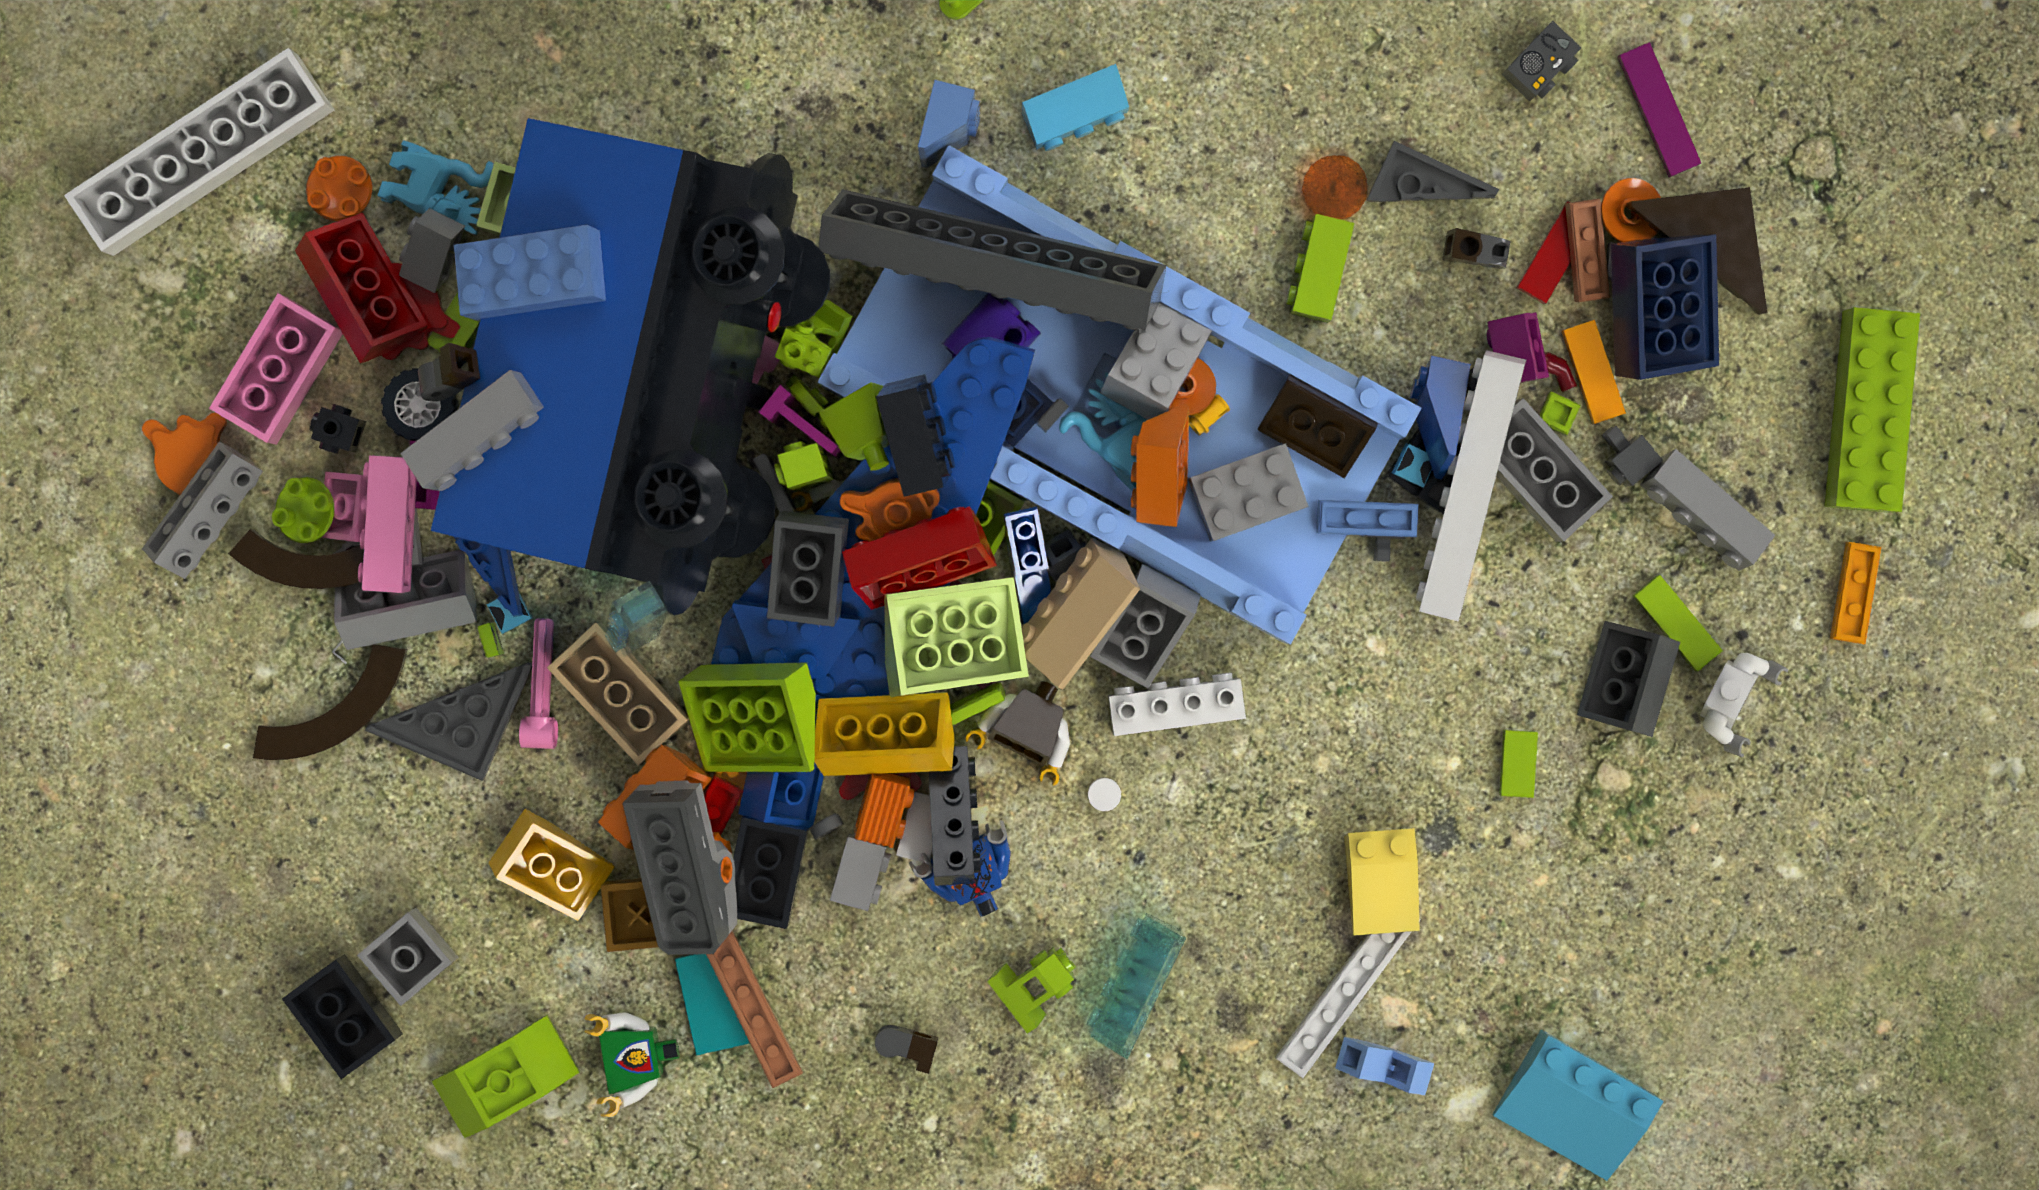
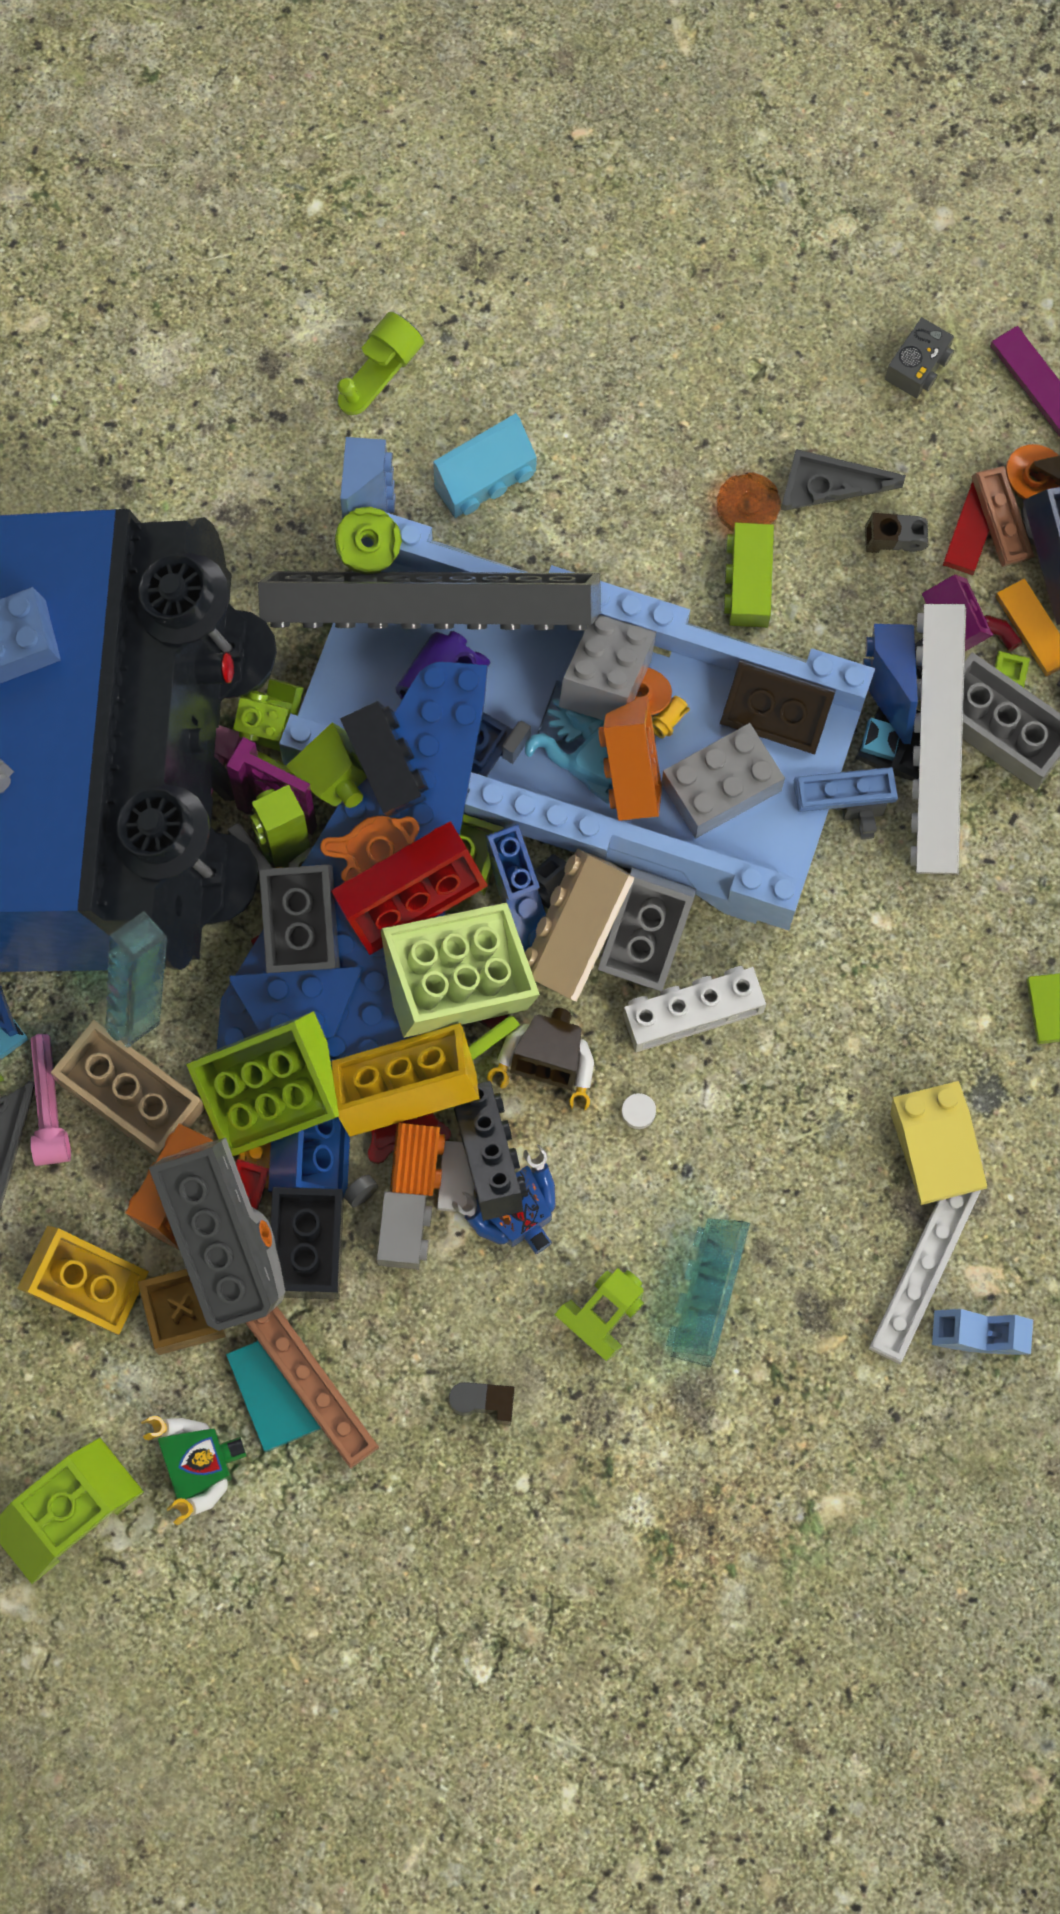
camera: 15 degrees left, 15 degrees down
(956, 193) = (373, 524): none -> lime plate

